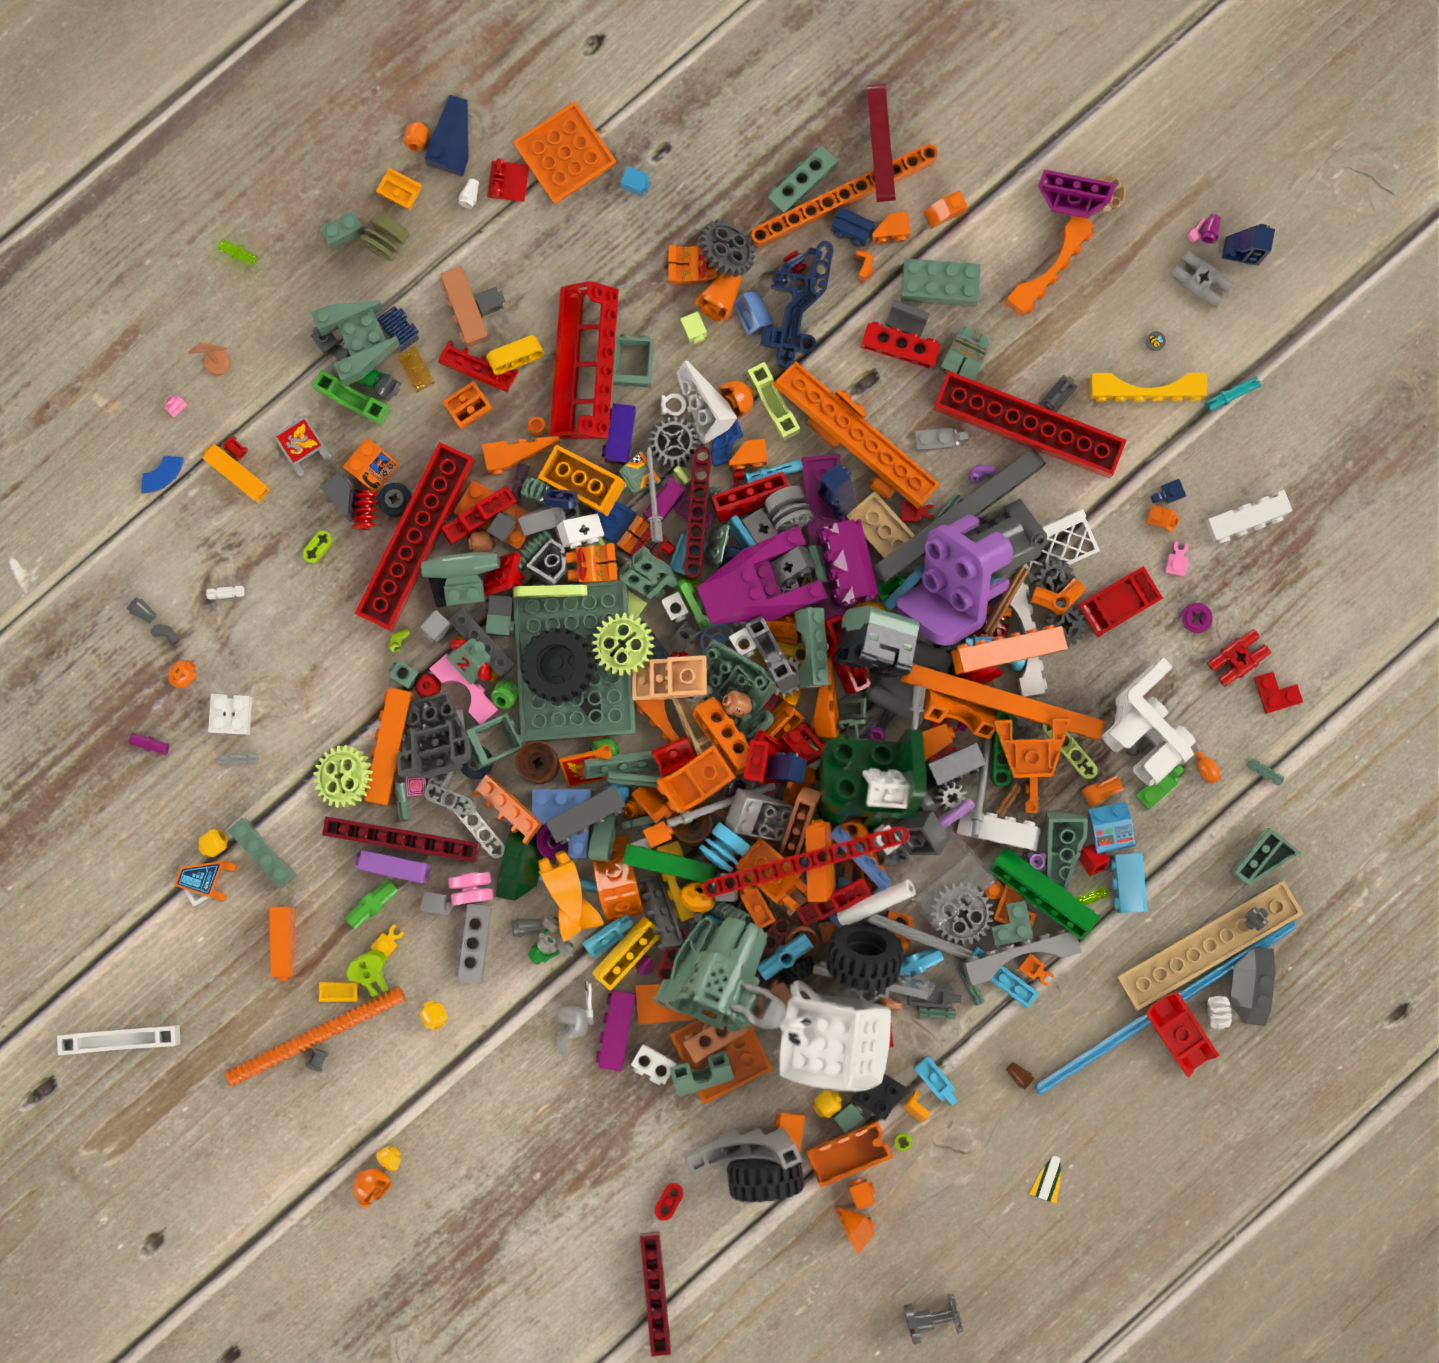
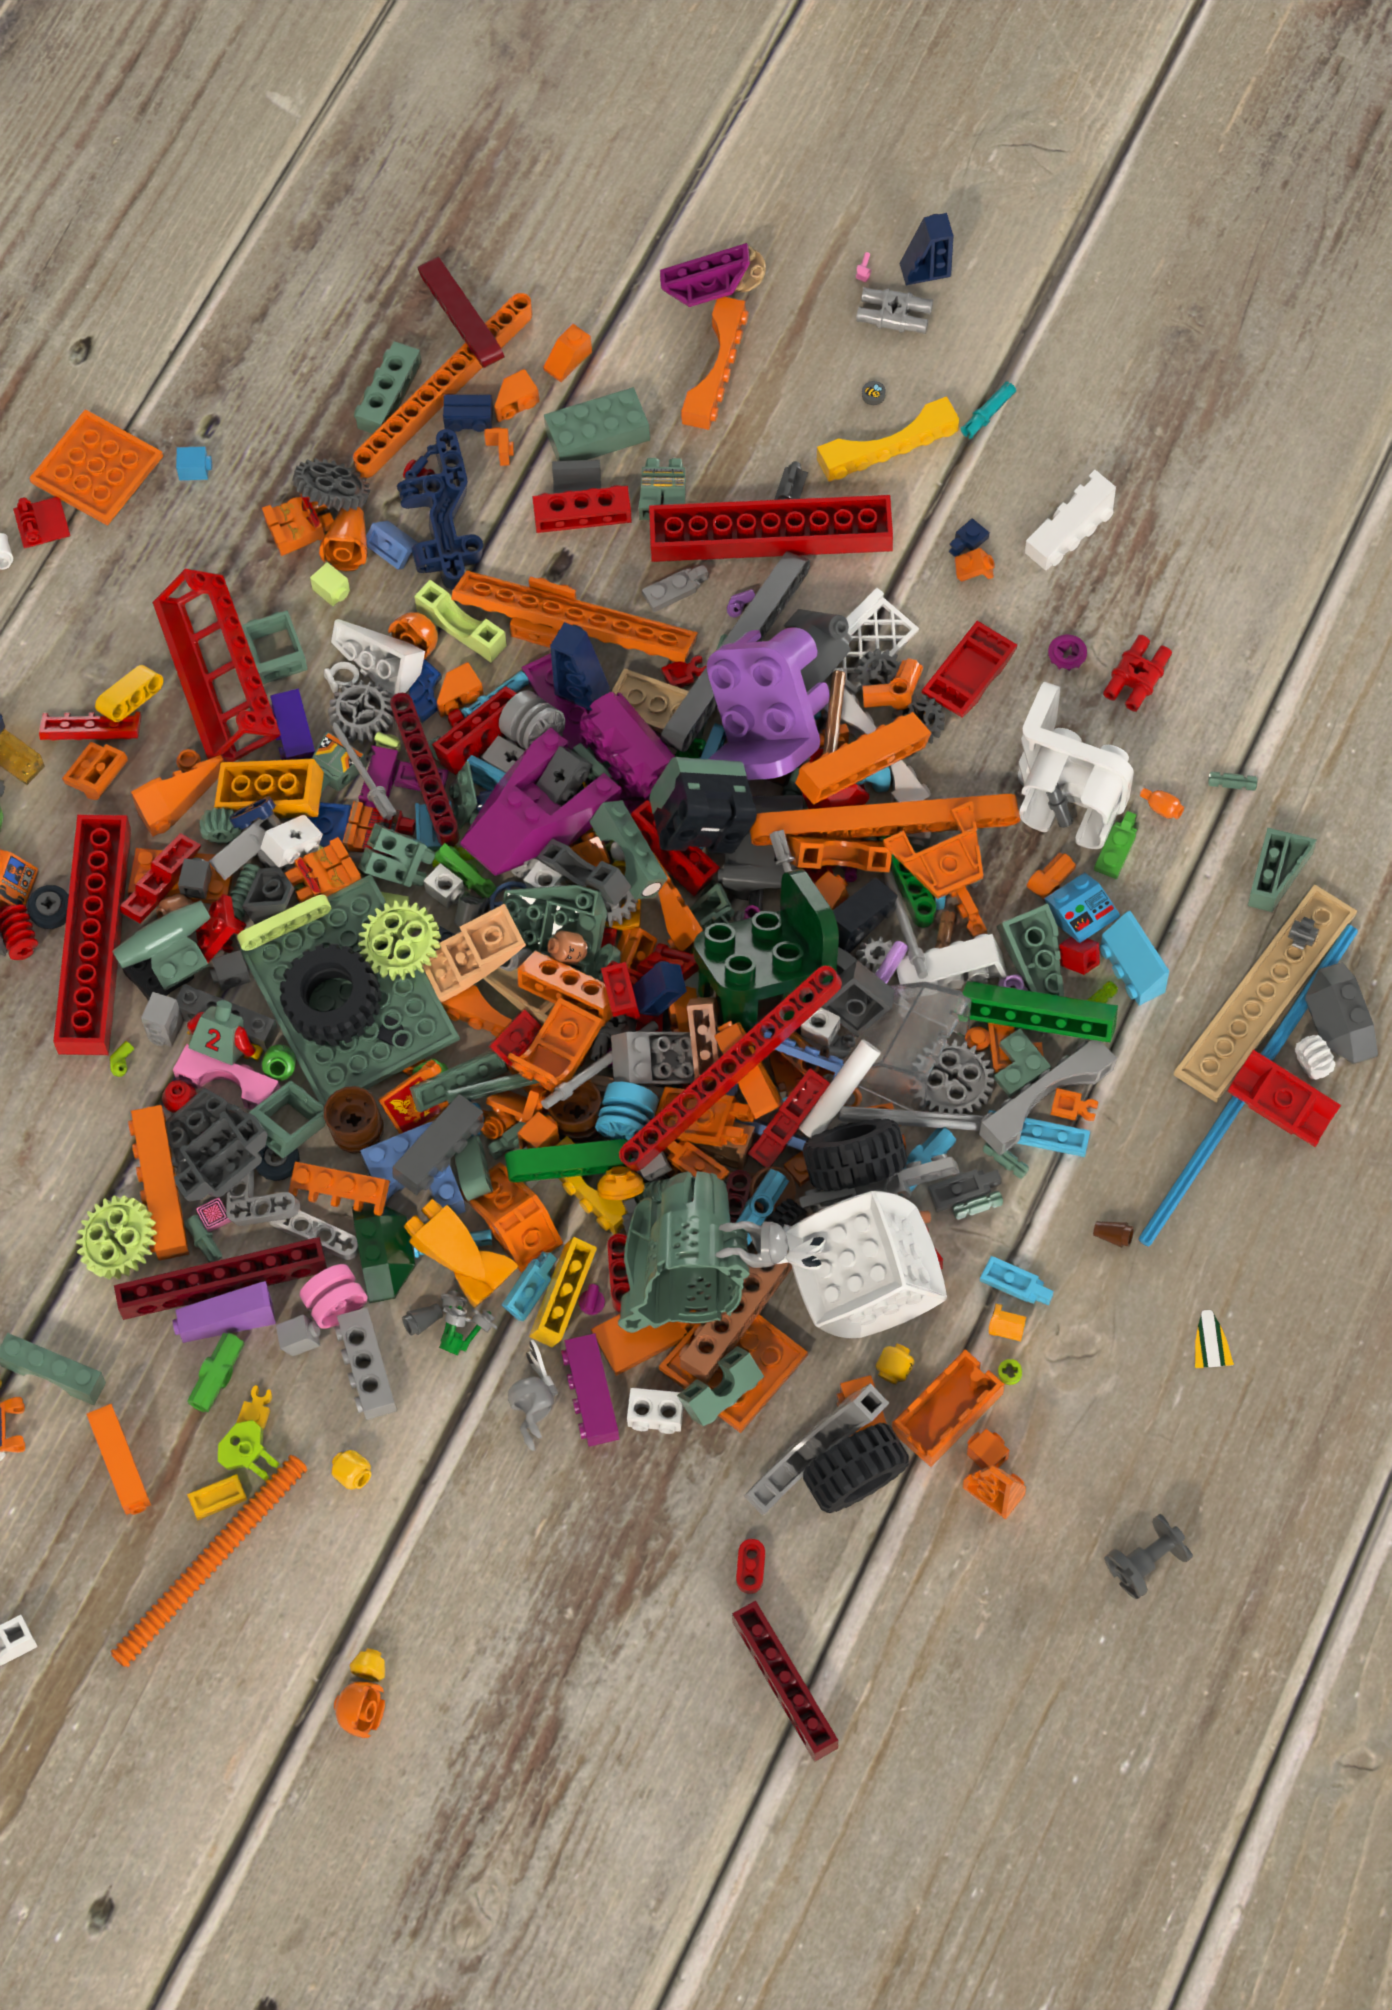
camera: 20 degrees left, 20 degrees down
(317, 1059) = (223, 1587): dark grey bush -> none
(411, 677) = (138, 1083): sand green brick -> none
(465, 307) = (46, 669): nougat brick -> none
(490, 301) = (74, 651): dark grey brick -> none
(499, 625) = (240, 990): sand green brick -> none
(520, 477) = (192, 829): pin -> none
(545, 848) = (408, 1204): magenta dish -> none
(662, 912) = (585, 1223): dark grey hinge -> none
(849, 1116) = (927, 1367): sand green brick -> none
(881, 487) = (632, 660): orange brick -> none
(881, 1098) = (951, 1326): black brick -> none
(886, 788) = (791, 947): white bracket -> none
(1067, 750) = (994, 844): yellowish green beam -> none
(1177, 562) = (1014, 605): bright pink plate -> none
(1210, 231) = (879, 259): magenta cone -> none
(1272, 697) = (1201, 700): red plate -> none

